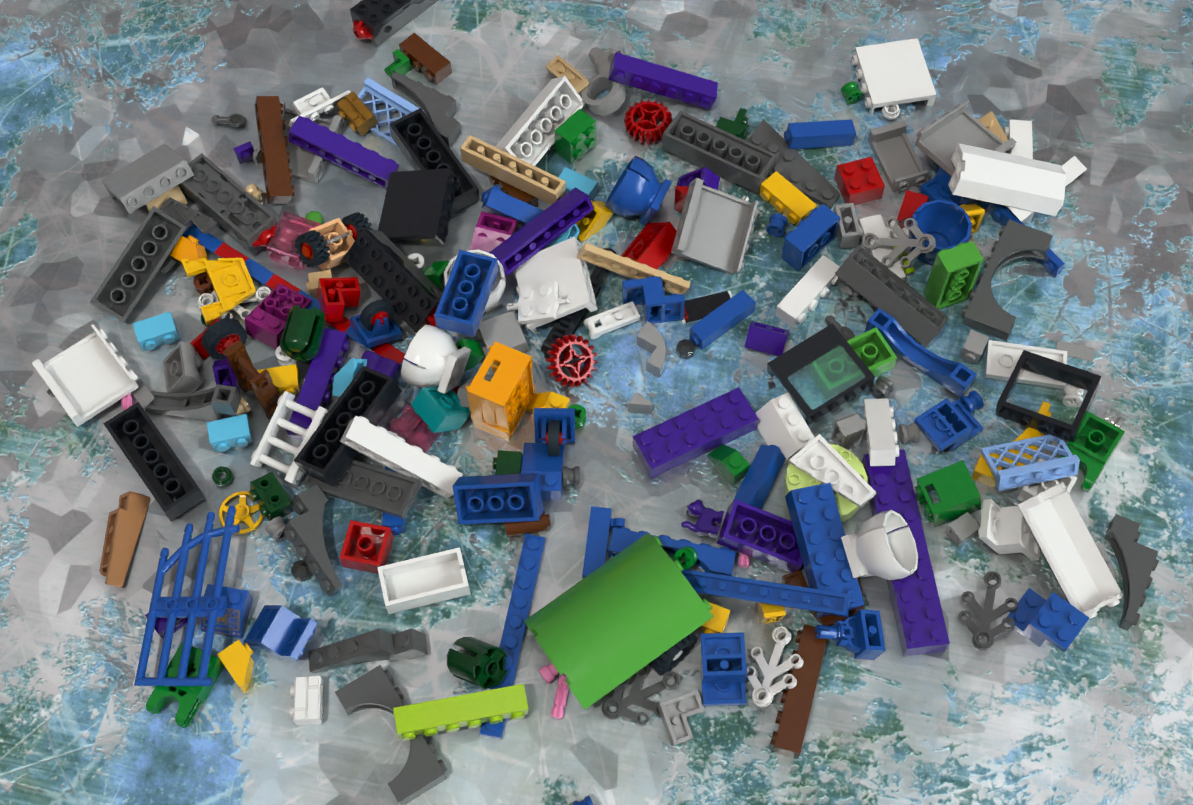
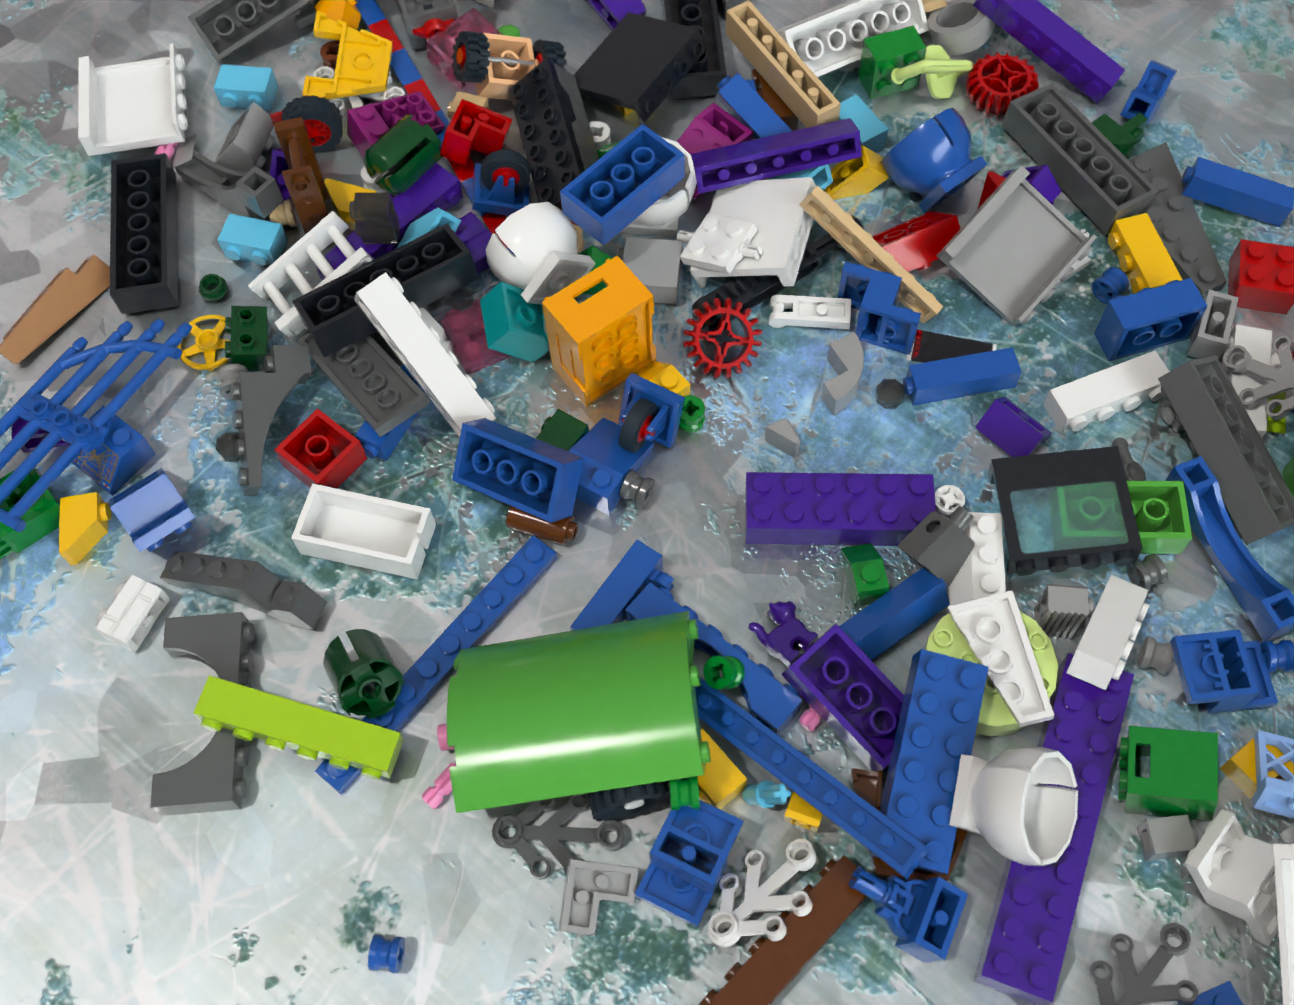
camera: 30 degrees right, 0 degrees up
(314, 383) = (375, 218): none -> clear smoke brick
(607, 131) = (939, 70): none -> yellowish green piece
(705, 633) = (684, 793): none -> green wheel
(738, 91) = (1150, 91): none -> blue brick
(745, 613) = (766, 794): none -> medium azure axle
(757, 397) = (950, 496): none -> white wheel
(765, 426) = (940, 543): none -> dark grey torso

